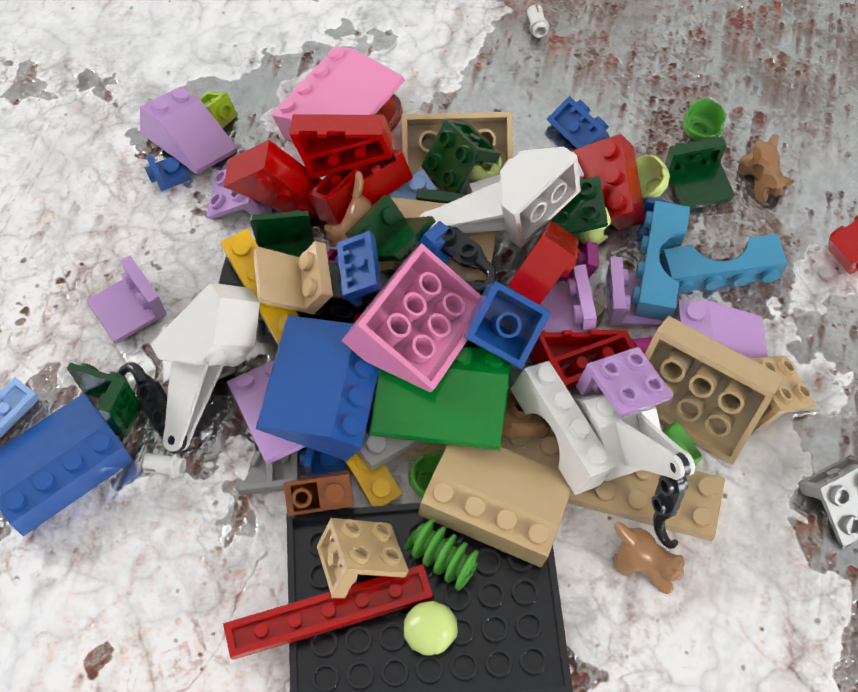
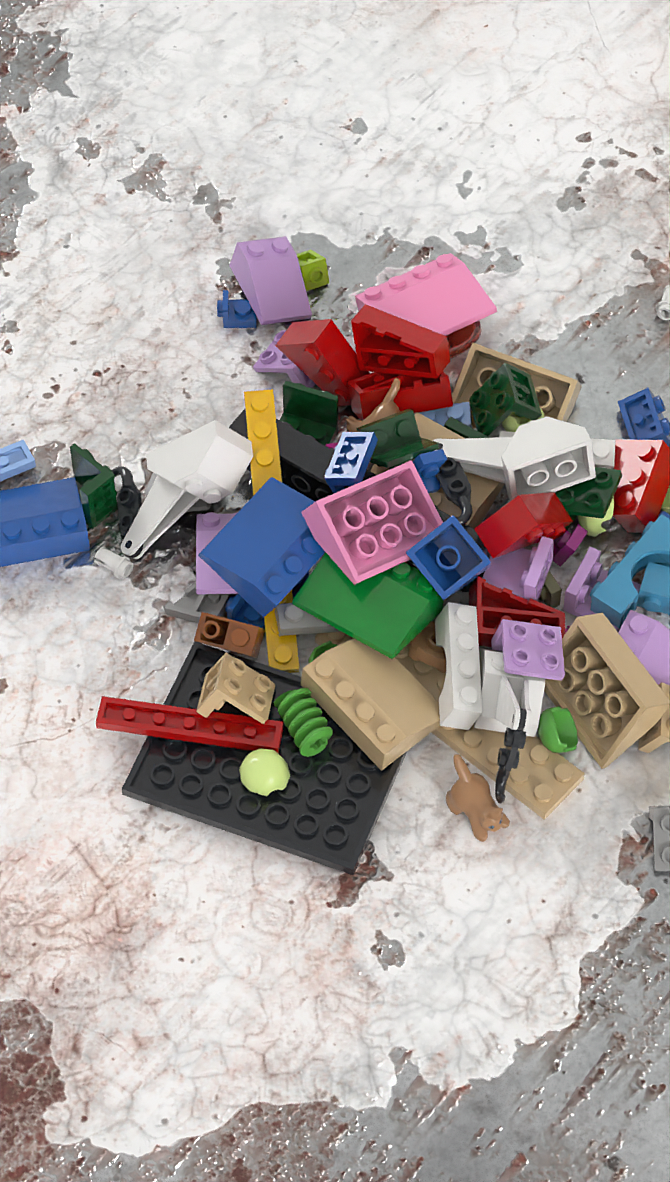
camera: 25 degrees right, 5 degrees down
(127, 304) = (145, 417): lavender bracket -> none
(293, 281) = (289, 448): tan bracket -> none

